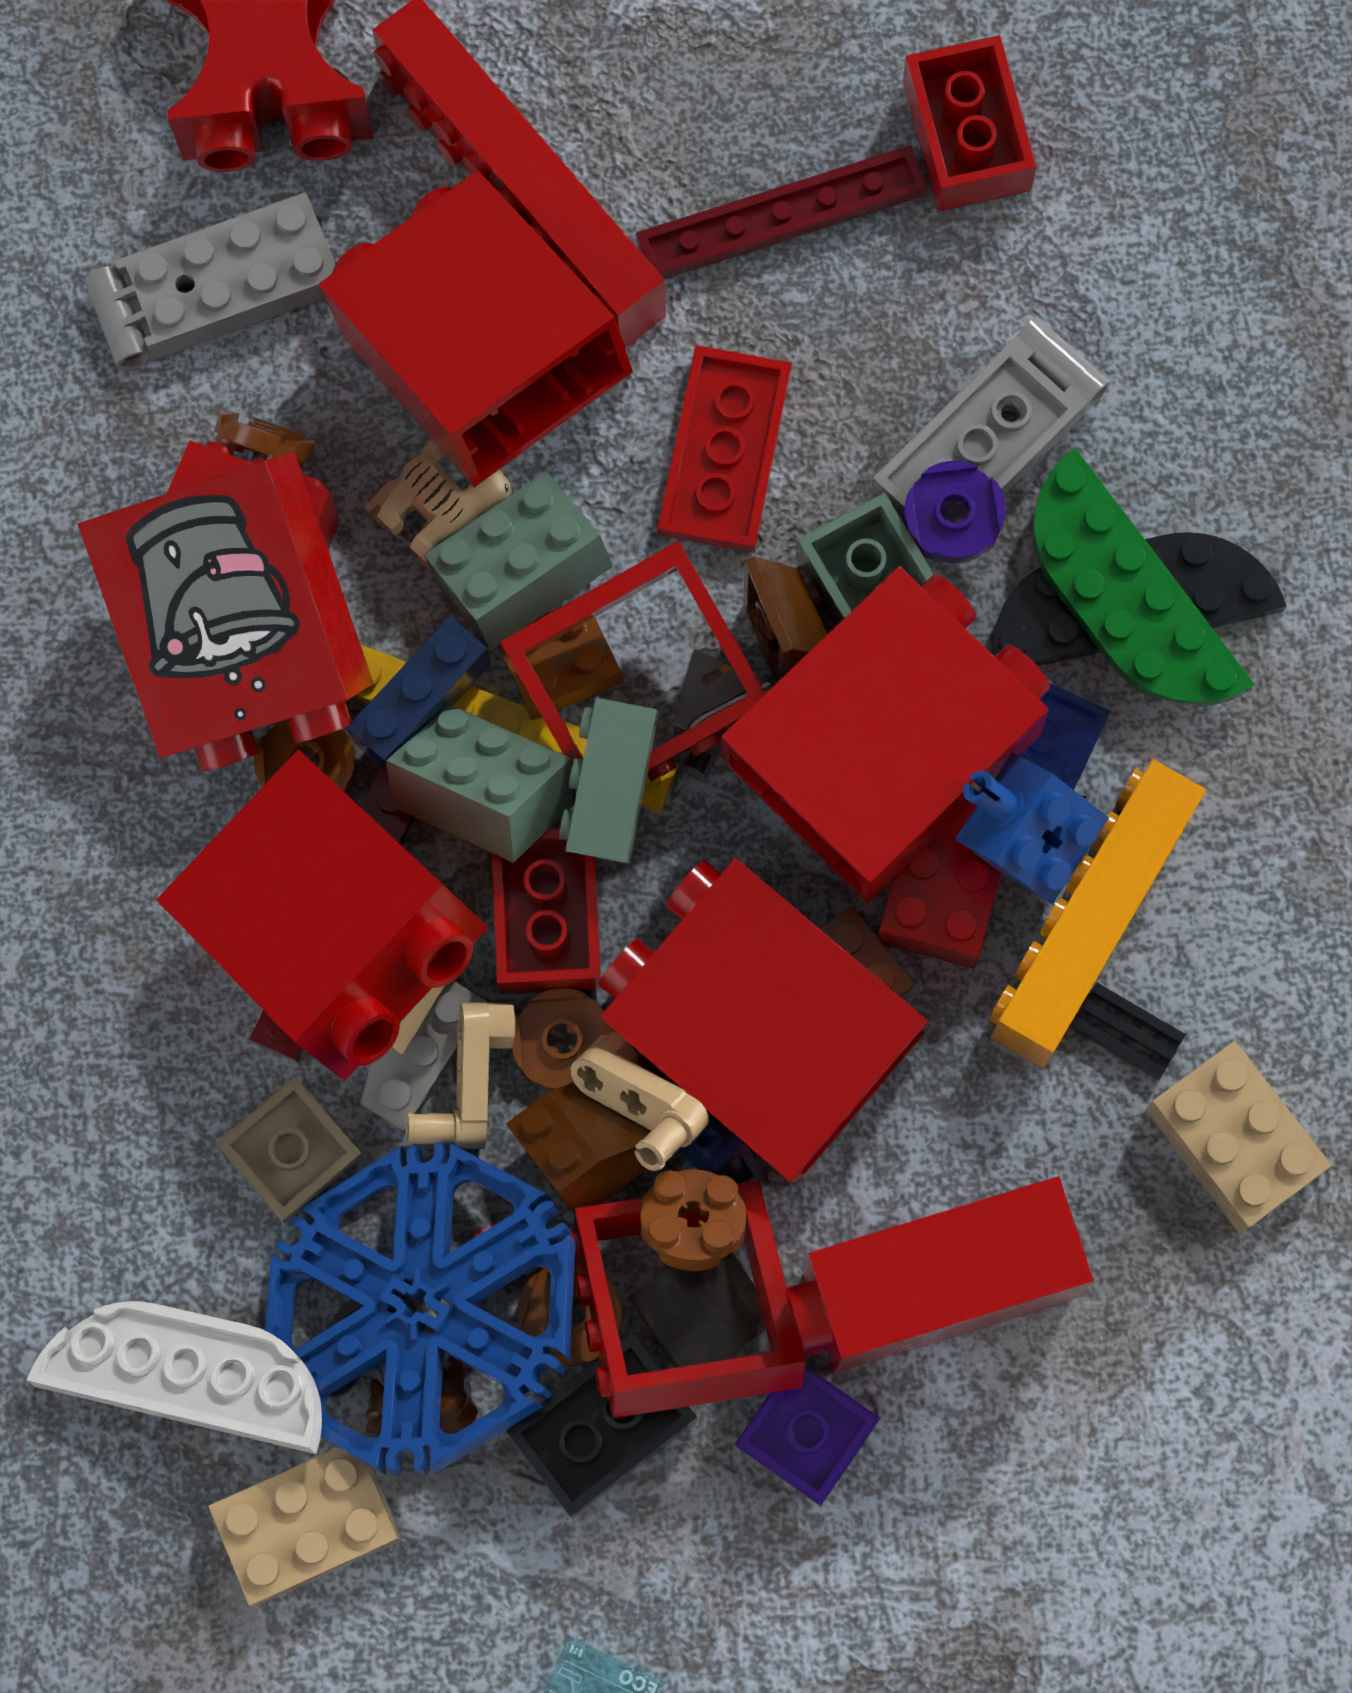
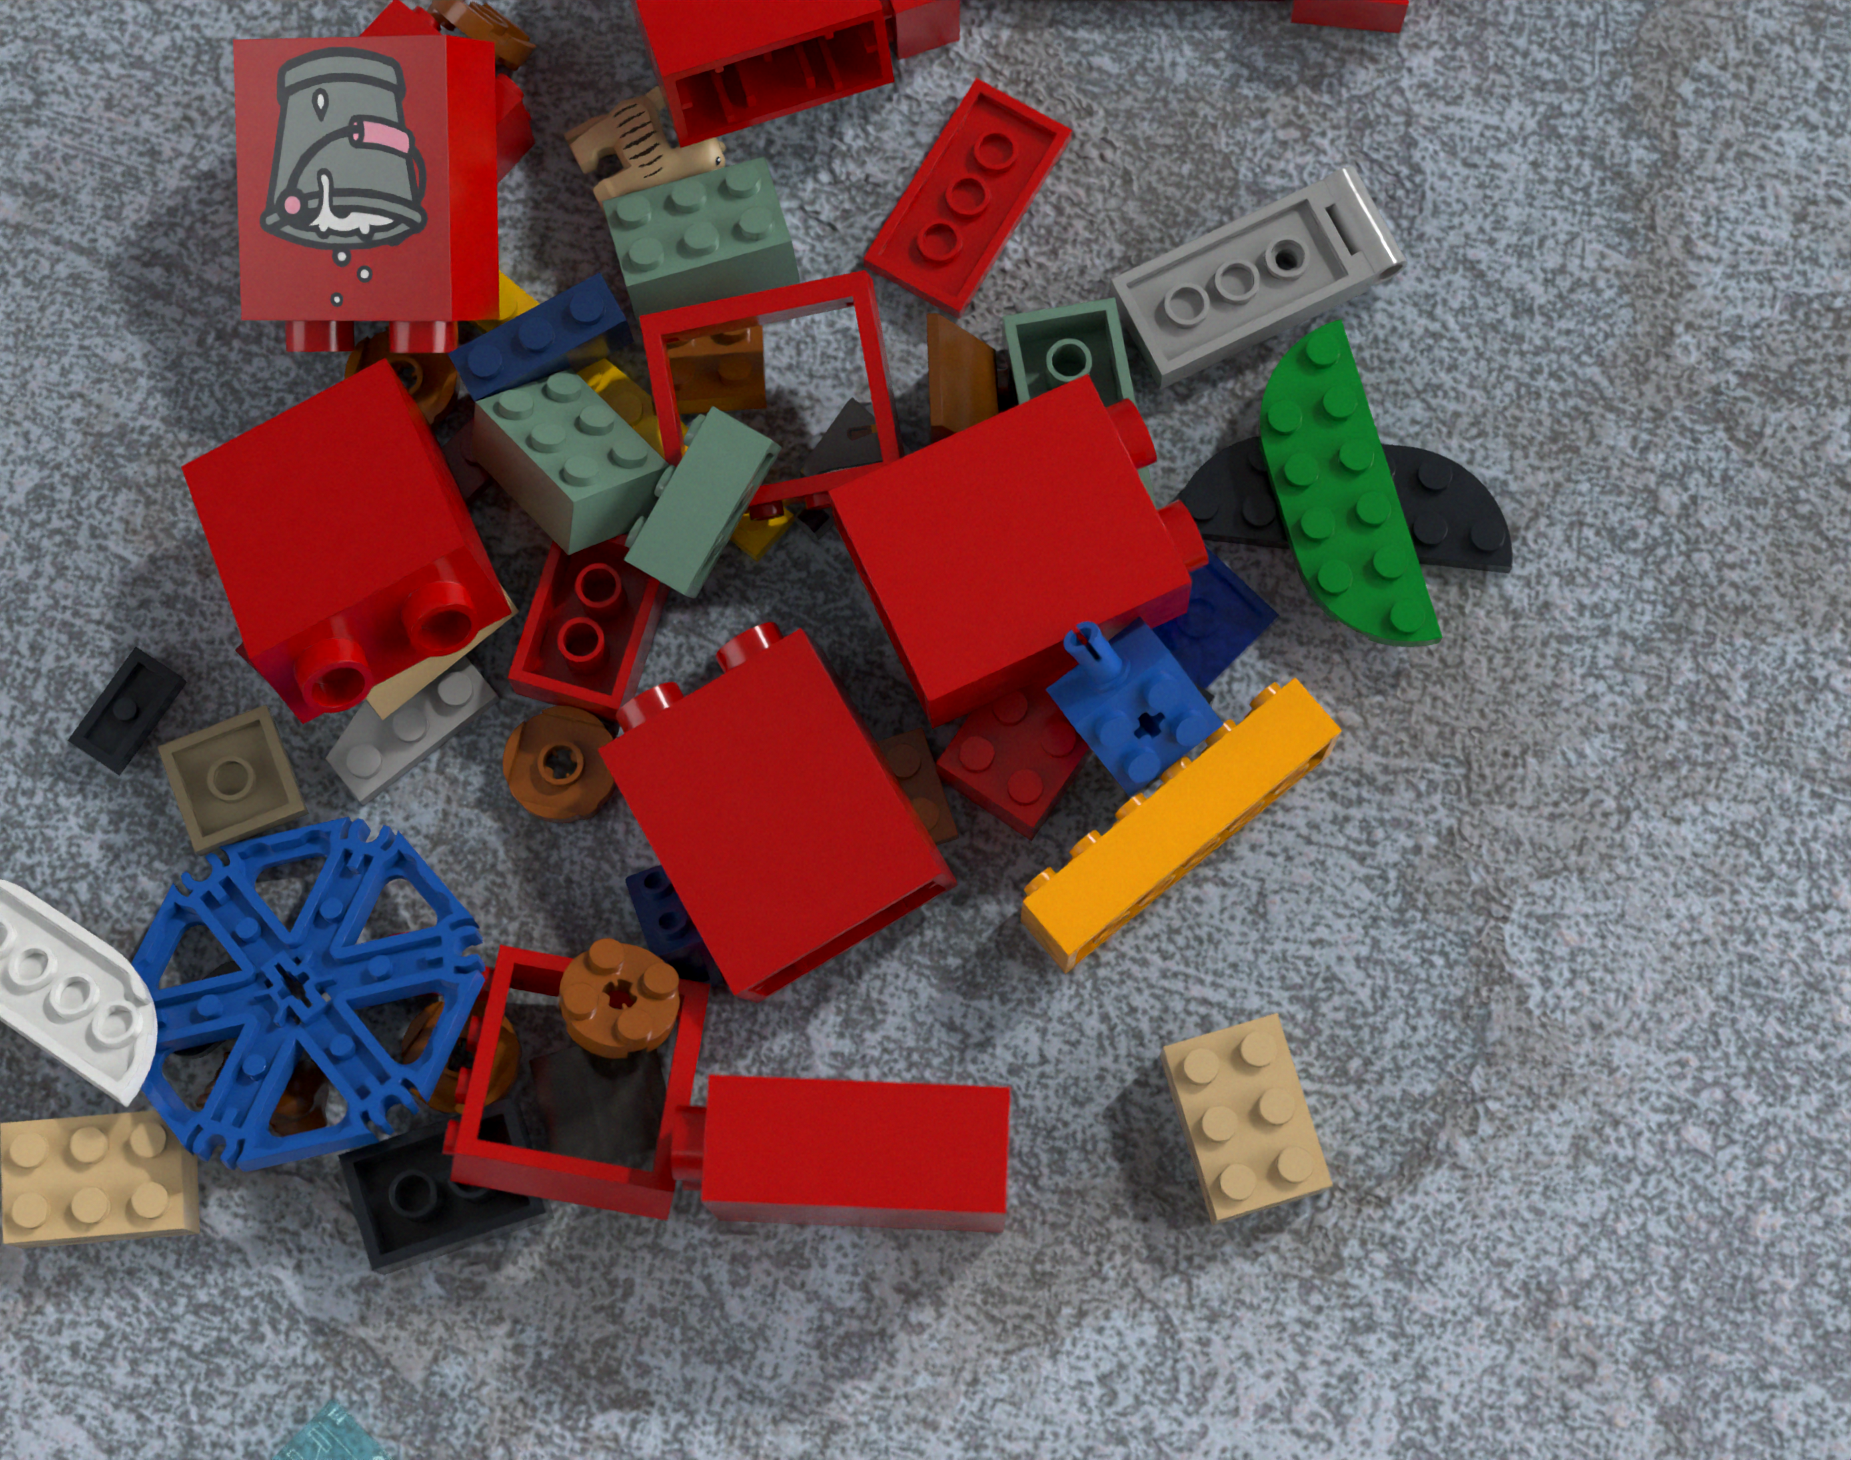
camera: 20 degrees right, 0 degrees up
(177, 1122) = (127, 711): none -> black plate
(479, 1029) = (477, 721): tan beam -> none
(581, 1143) = (562, 874): reddish brown slope -> none
(613, 1078) = (593, 821): tan beam -> none
(808, 1435) = (665, 1273): dark purple plate -> none
(930, 497) = (1174, 375): dark purple plate -> none
(1137, 1014) = (1138, 926): black tile -> none

